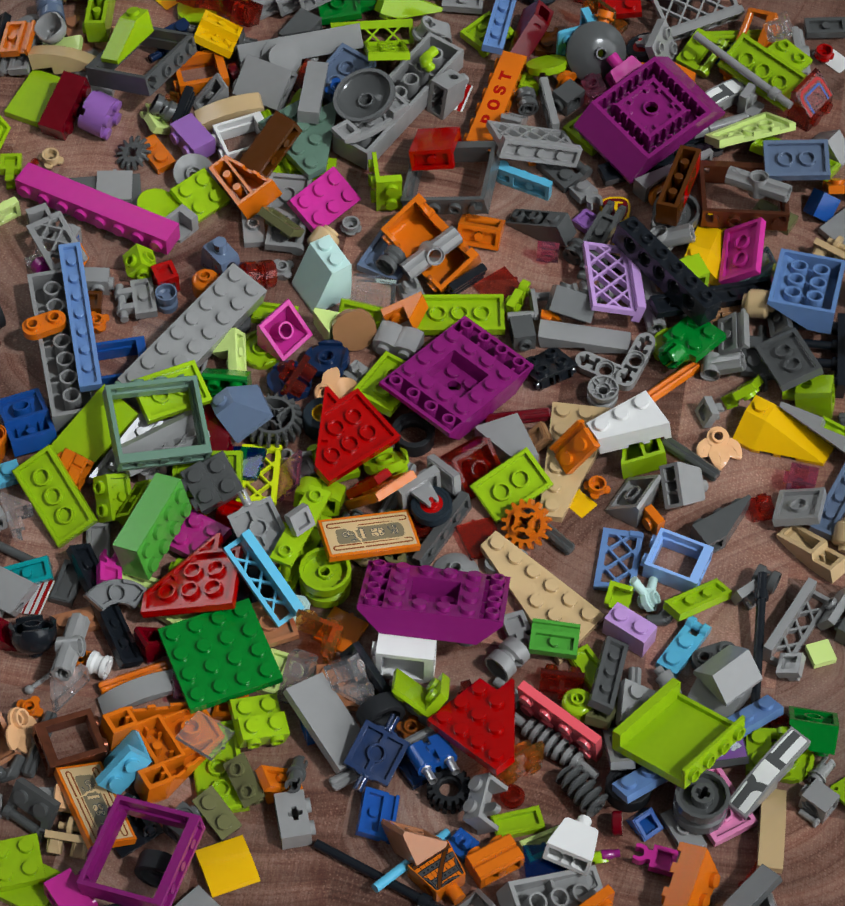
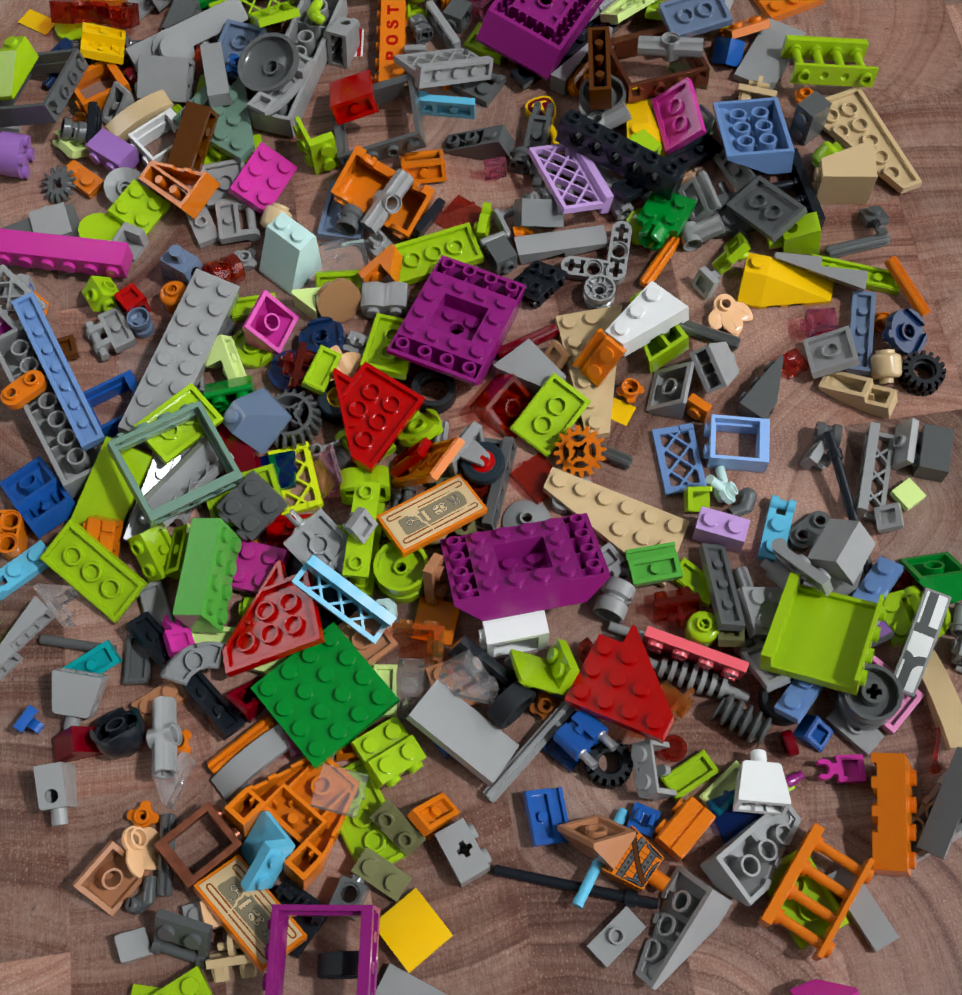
camera: 15 degrees left, 10 degrees up
(29, 689) = (136, 793): light grey hinge -> none
(38, 600) = (113, 690): sticker -> none
(99, 279) = (65, 323): light grey brick -> none
(99, 326) = (81, 372): orange plate -> none
(99, 664) = (201, 742): white wheel -> none
(276, 219) = (222, 210): olive plate -> none
(296, 774) = (449, 802): dark grey pin -> none
(313, 386) = (321, 370): none -> lime tile
(350, 225) = (297, 196): light grey plate -> none
(350, 590) = (434, 579): none -> nougat plate
(376, 753) = (524, 753): dark blue plate -> none
(449, 477) = (491, 426): light grey plate -> none
(584, 220) = (517, 128): medium lavender tile -> none
(586, 192) = (509, 101): light grey plate -> none
(686, 676) = (802, 565): none -> light grey plate
(697, 599) = (773, 478): lime plate -> none
(756, 303) = (713, 161): tan head -> none

